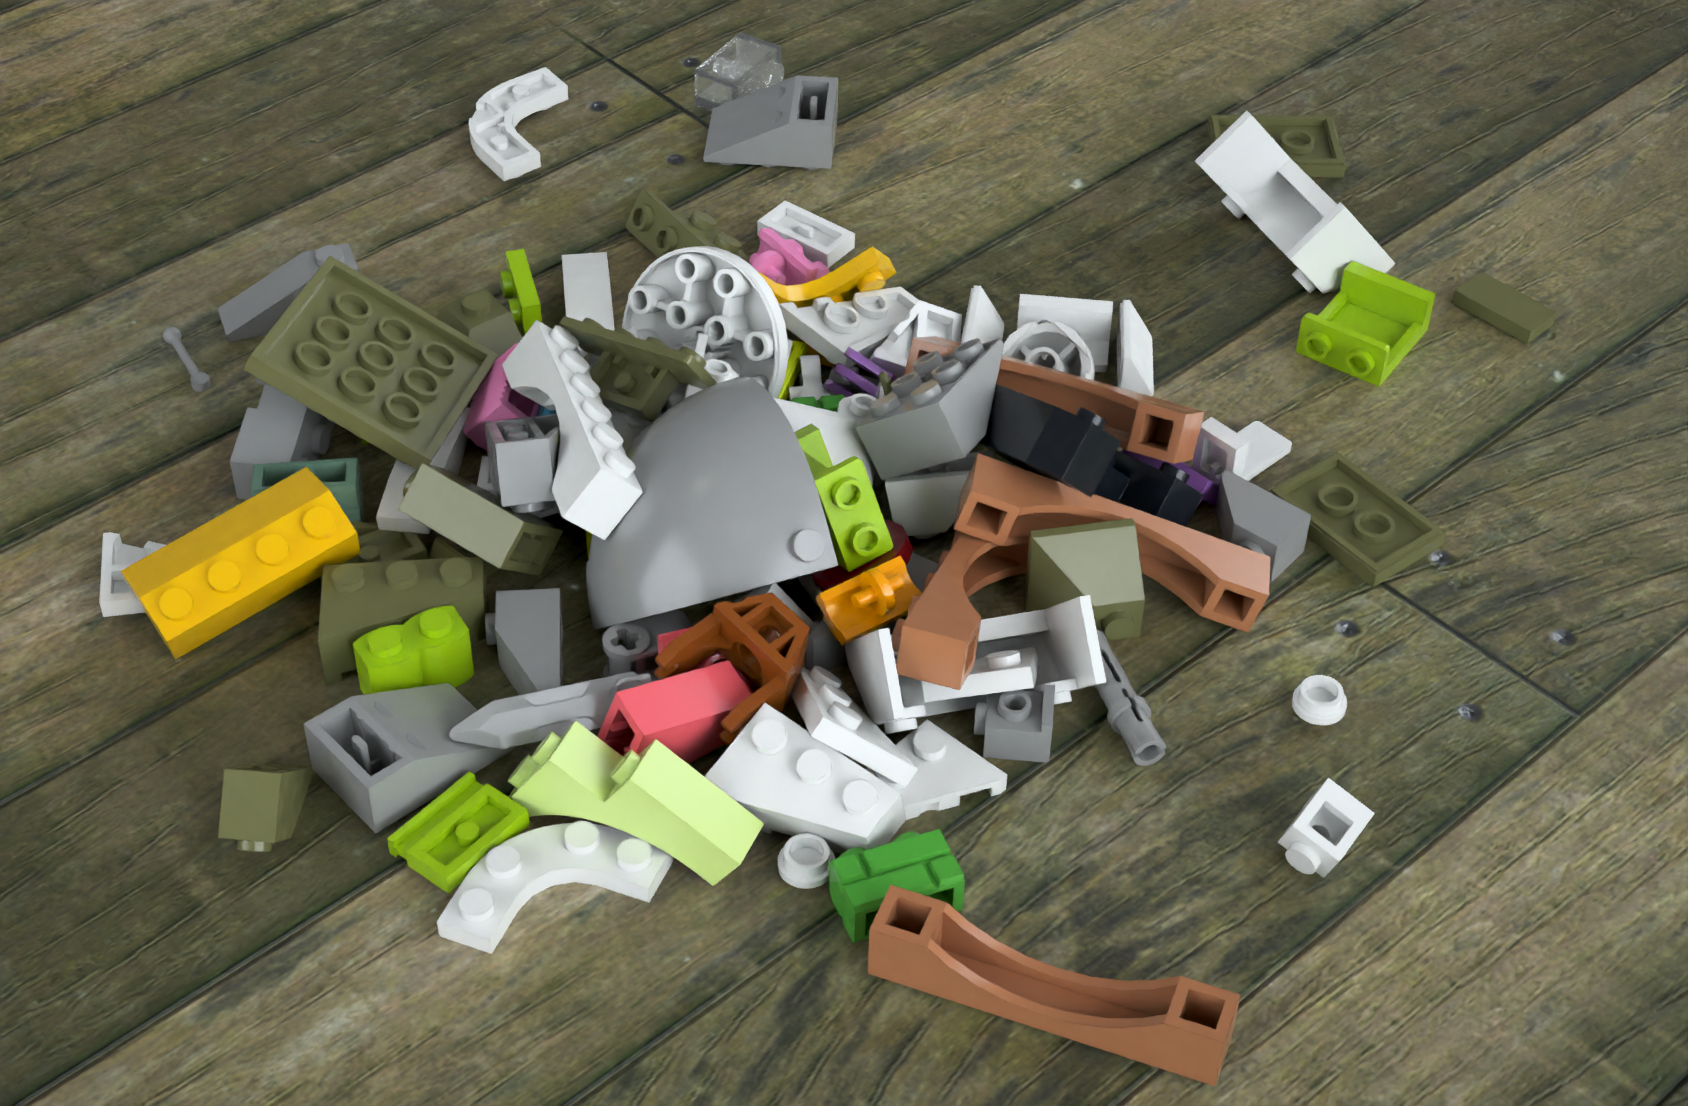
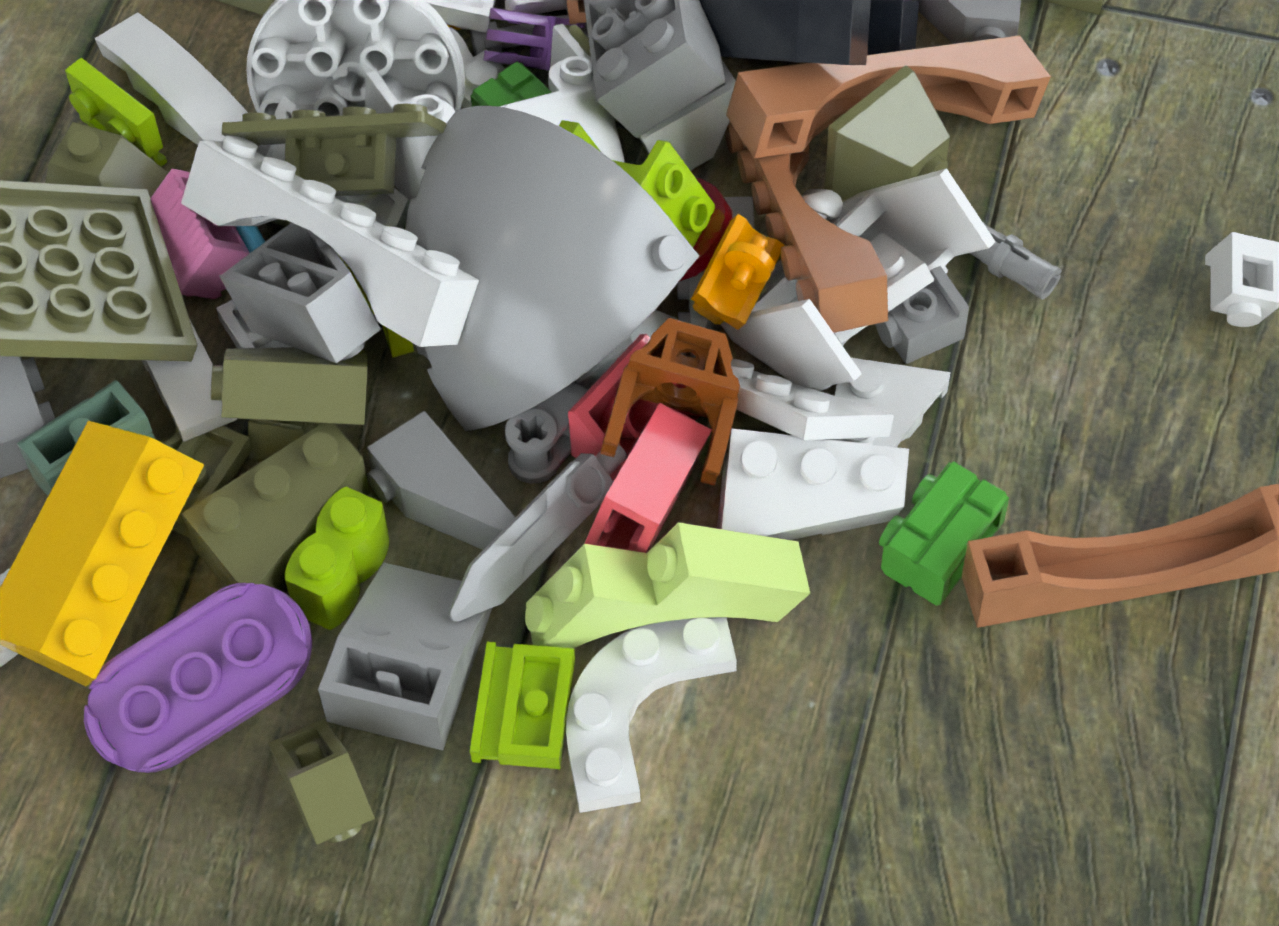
camera: 30 degrees left, 15 degrees up
(241, 681) = (197, 677): none -> medium lavender tile
(805, 861) = (846, 554): white plate -> none
(993, 598) = (824, 202): none -> white arm
(1319, 700) = (1146, 154): white plate -> none

